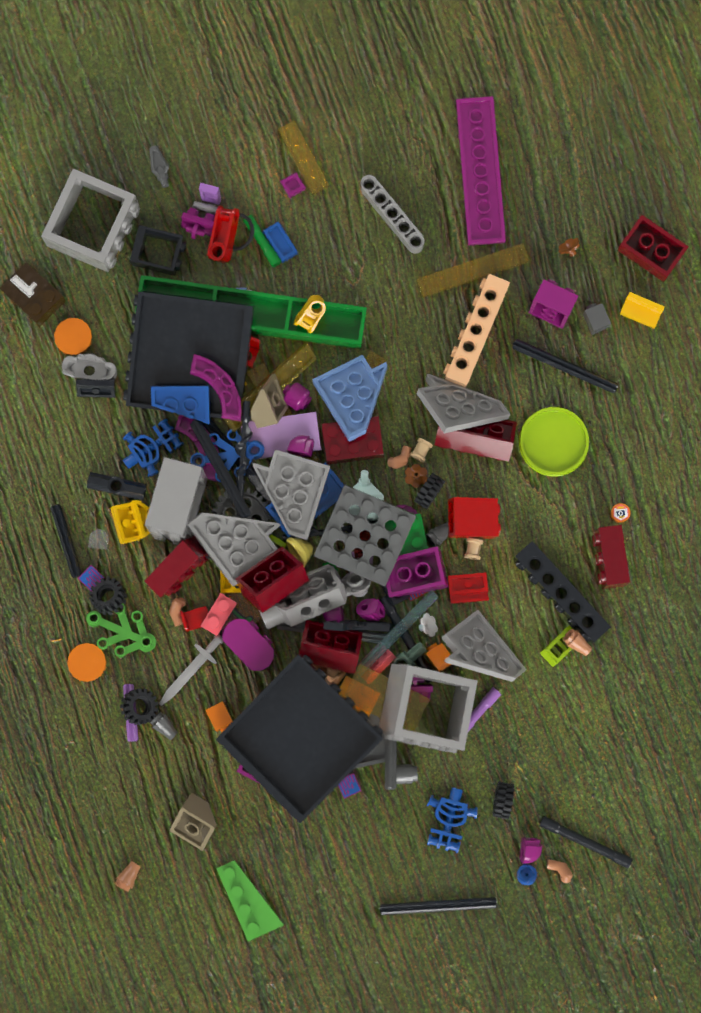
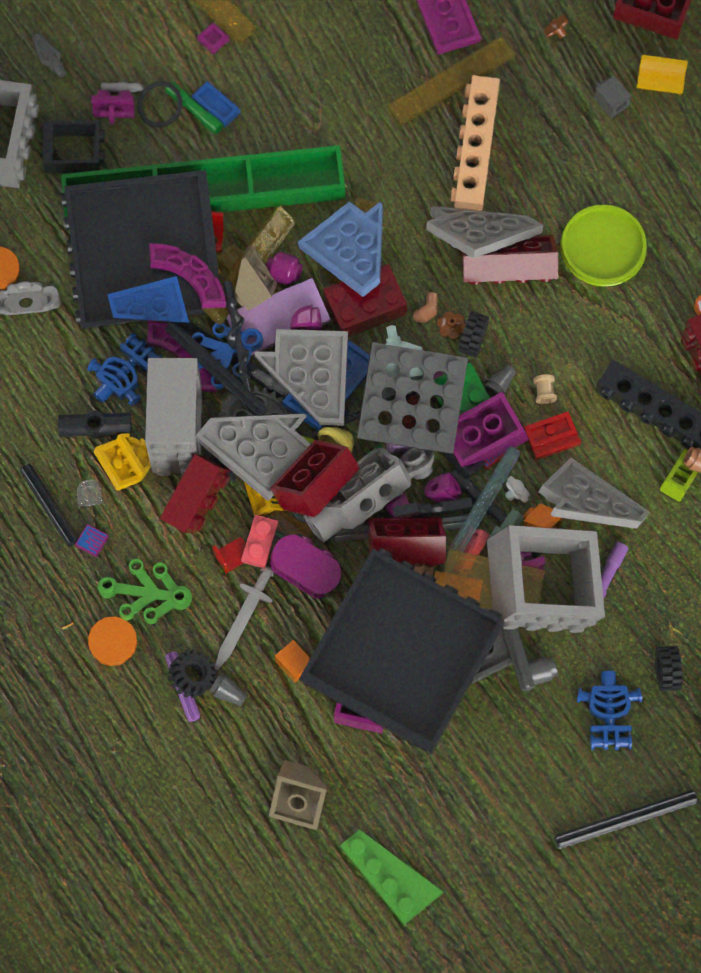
camera: 15 degrees left, 10 degrees down
(96, 388) = (39, 319): black plate -> none
(114, 603) = (125, 561): black tyre -> none
(127, 877) = (232, 885): nougat cone -> none
(175, 609) = (204, 552): nougat arm -> none
(210, 193) = (118, 67): medium lavender tile -> none
(223, 234) = (146, 109): red piece -> none
(309, 317) = (276, 169): yellow piece -> none
(349, 786) = (475, 704): tile -> none
(390, 205) = (335, 31): light grey beam -> none
(421, 450) = (449, 293): tan bush -> none
(473, 518) = (534, 351): red brick -> none
(553, 303) = (557, 87): magenta brick -> none
(565, 366) = (591, 158): black axle -> none

